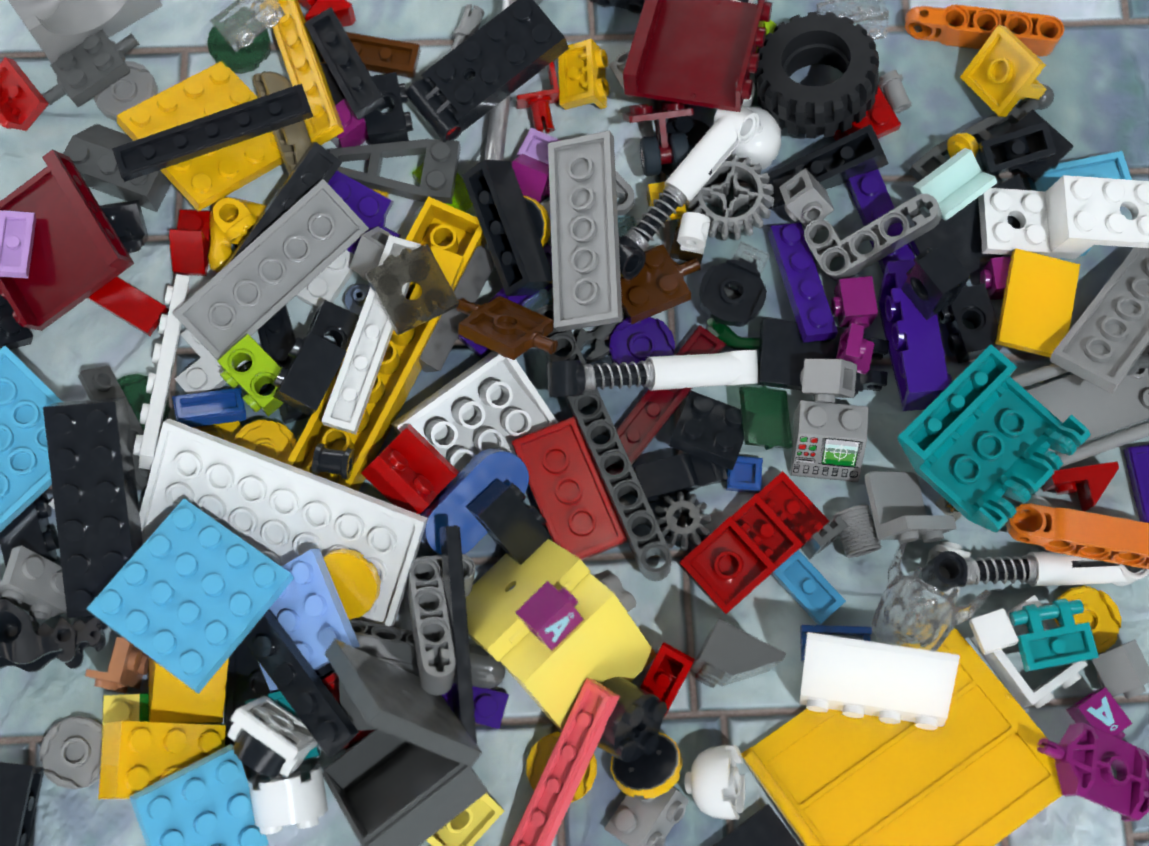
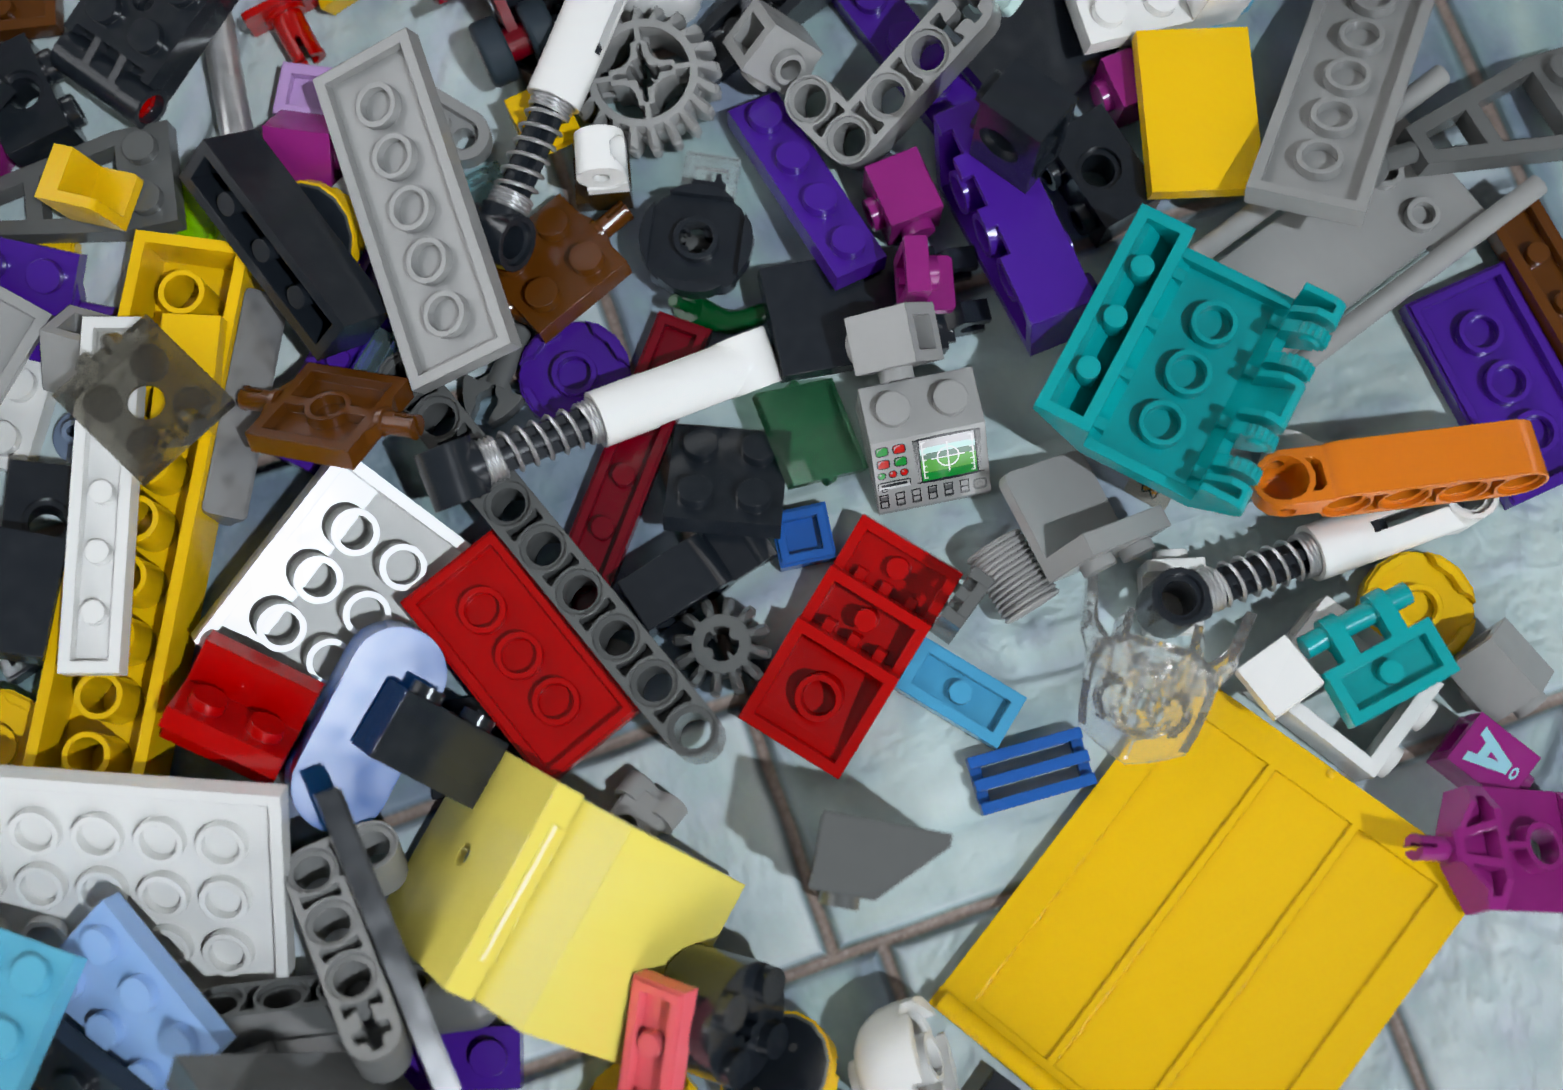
camera: 15 degrees left, 5 degrees up
(333, 461) = (98, 735): black bush -> none
(354, 580) = (196, 927): yellow tile -> none
(407, 168) = (87, 190): none -> yellow panel
(550, 614) = (533, 899): magenta brick -> none
(667, 673) = (769, 916): red slope -> none
(878, 680) = (1116, 823): white slope -> none
(1087, 480) = (1358, 381): red slope -> none

